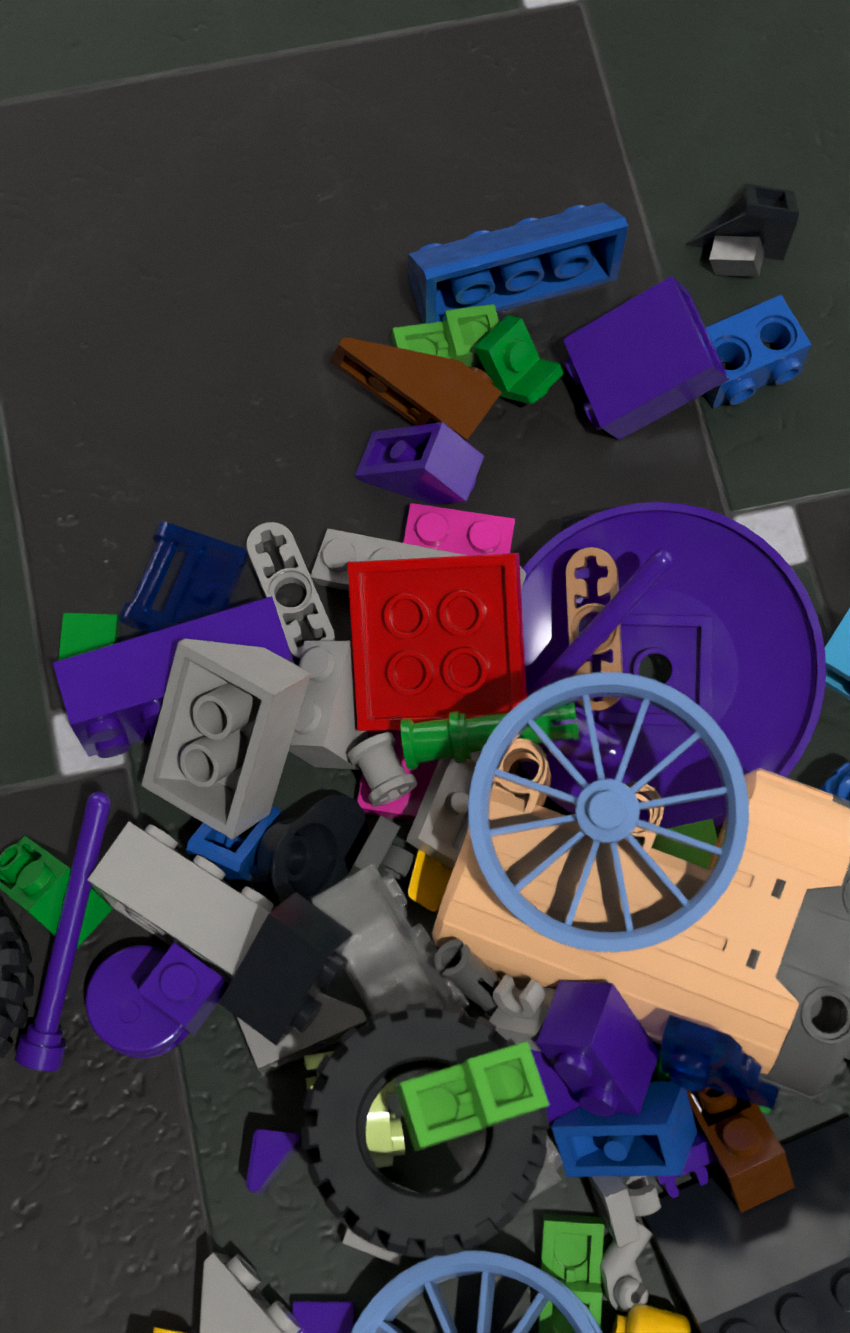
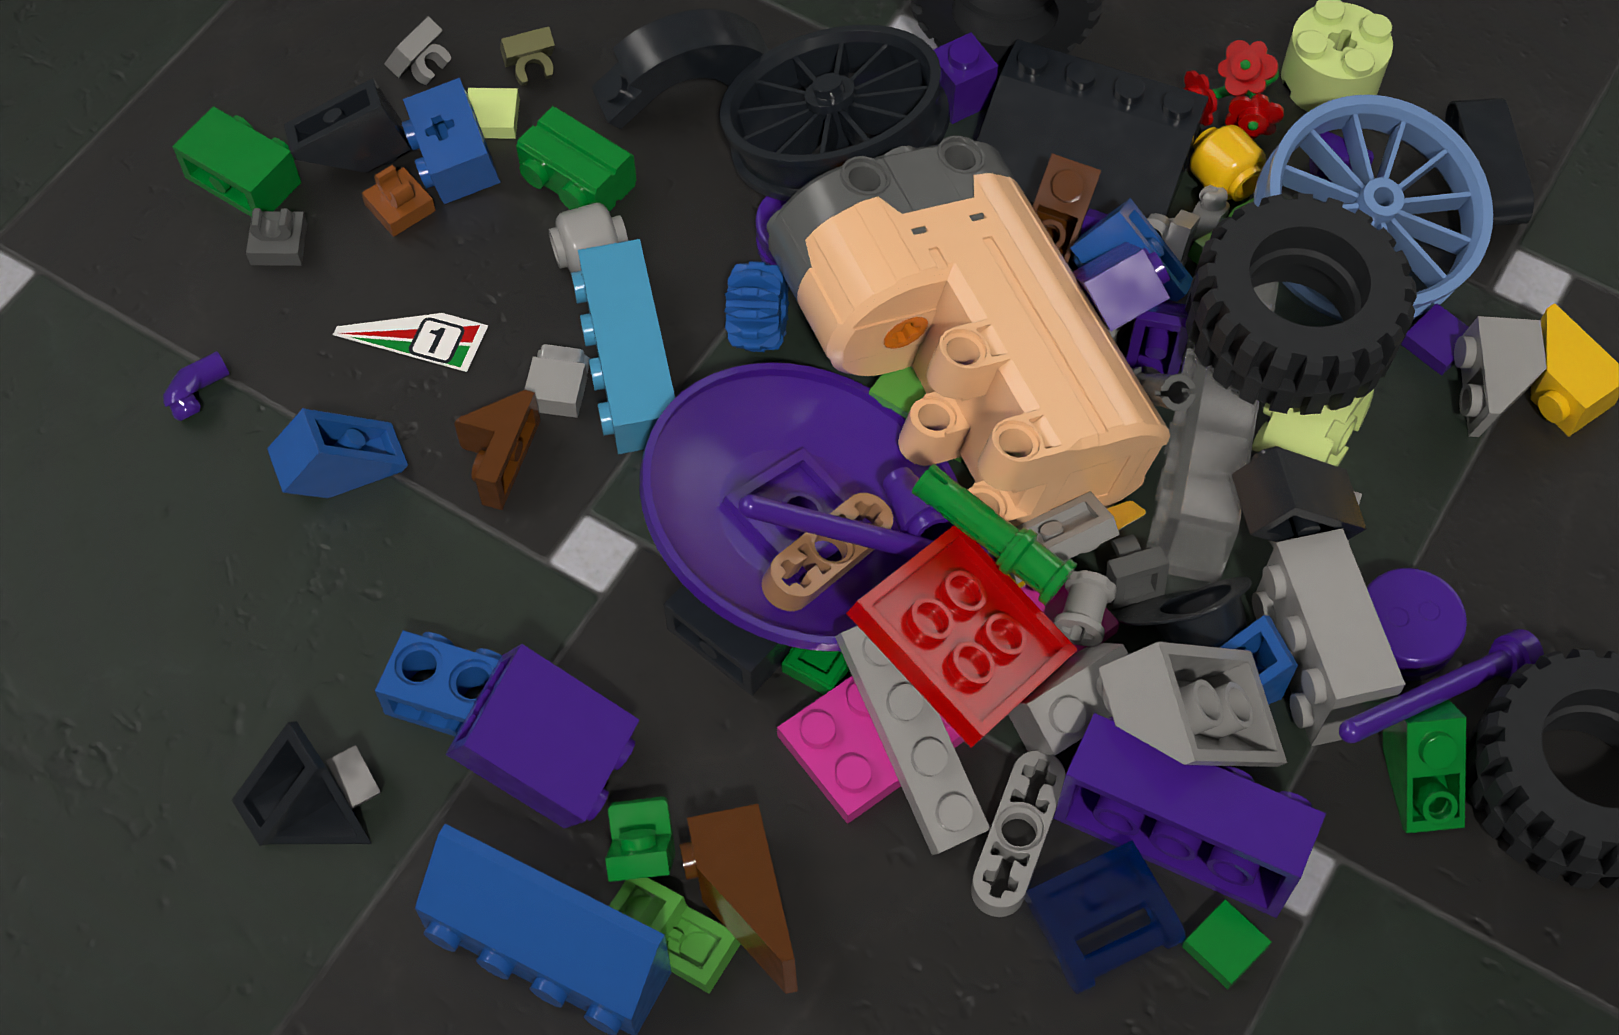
camera: 135 degrees left, 10 degrees down
(183, 989) = (1389, 565): dark purple brick -> none
(268, 1157) = (1392, 450): dark purple slope -> none
(421, 463) = (811, 838): dark purple slope -> none
(471, 1096) = (1252, 254): bright green slope -> none
(521, 1010) = (1148, 343): light grey tile -> none
(609, 809) = (997, 342): medium blue wheel -> none
(712, 1059) = (1061, 215): clear blue wing -> none

